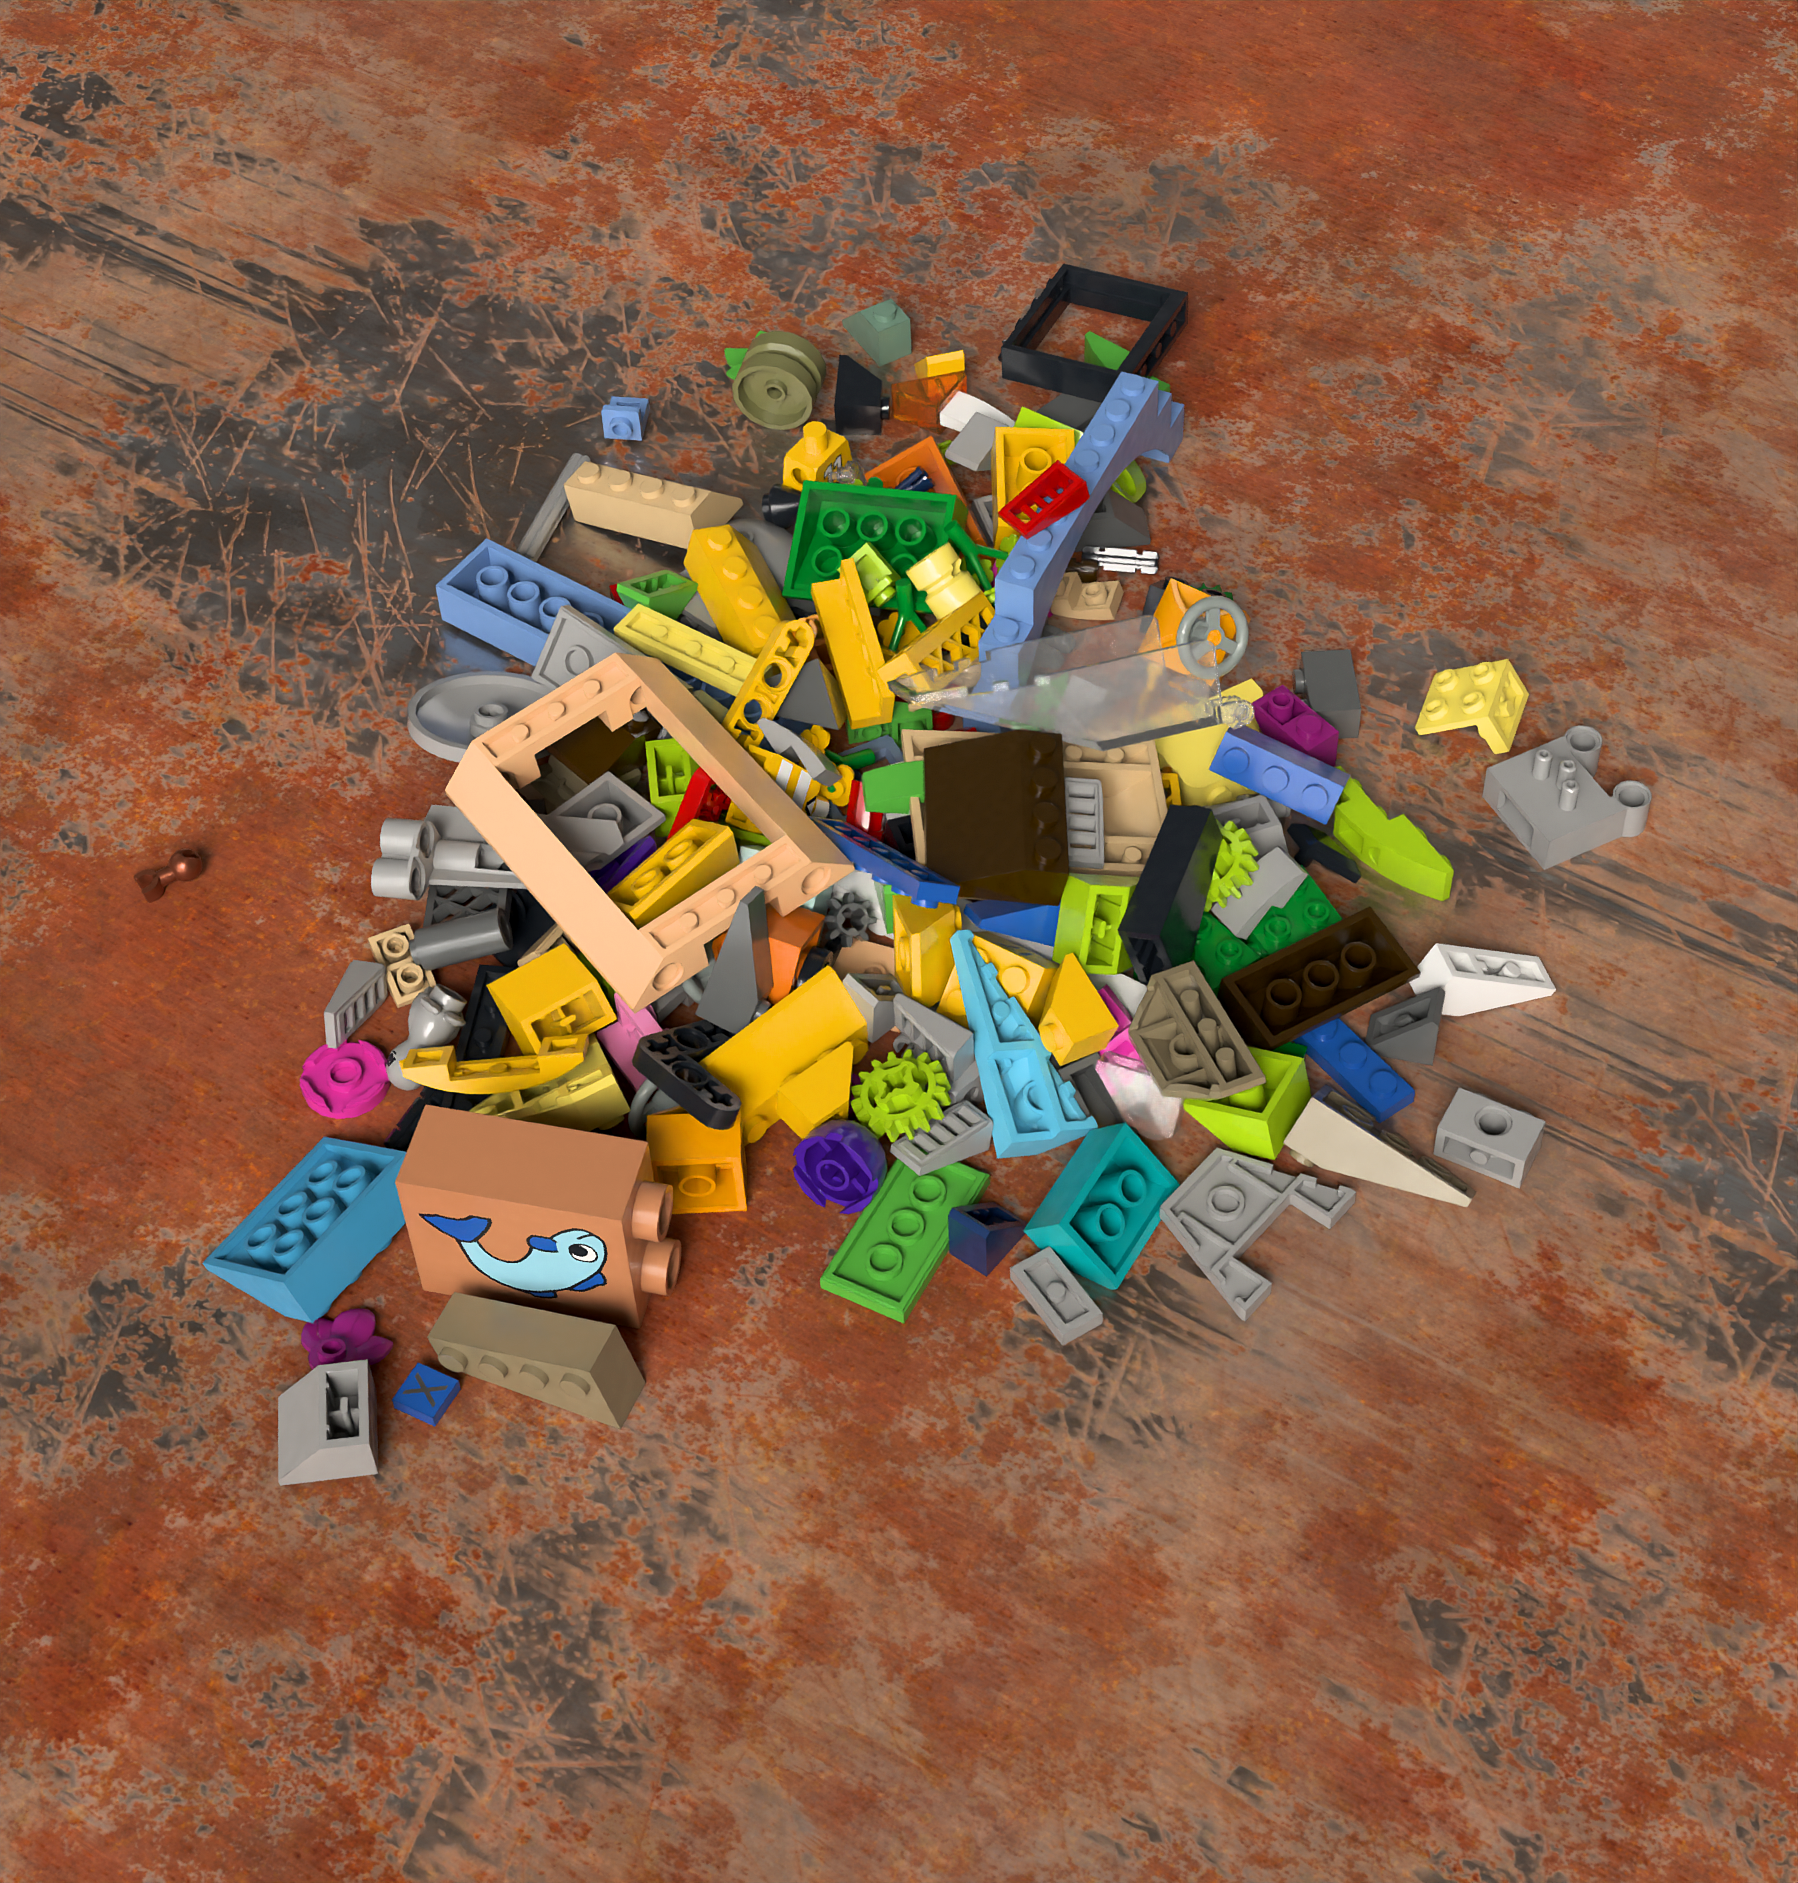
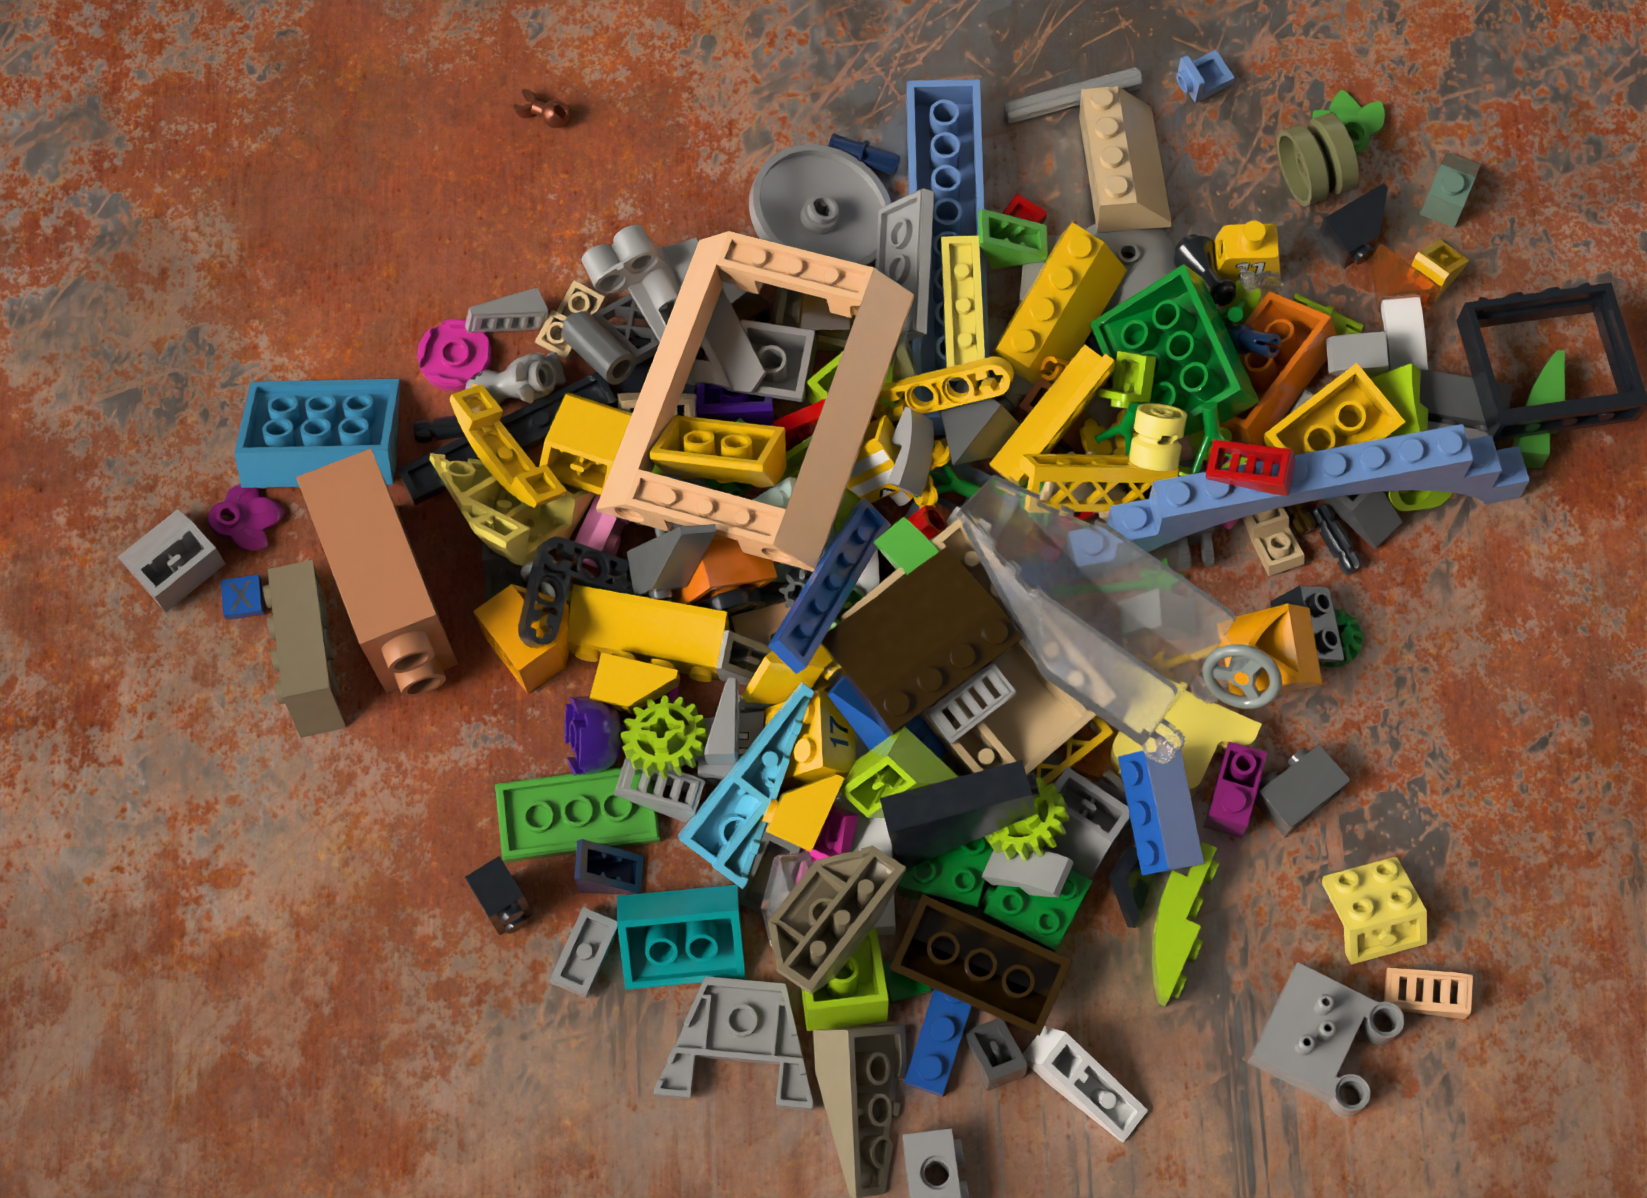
camera: 55 degrees right, 20 degrees up
(479, 661) = (869, 155): none -> dark blue axle
(949, 1320) = (499, 896): none -> black brick
(1585, 690) = (1429, 978): none -> light nougat slope

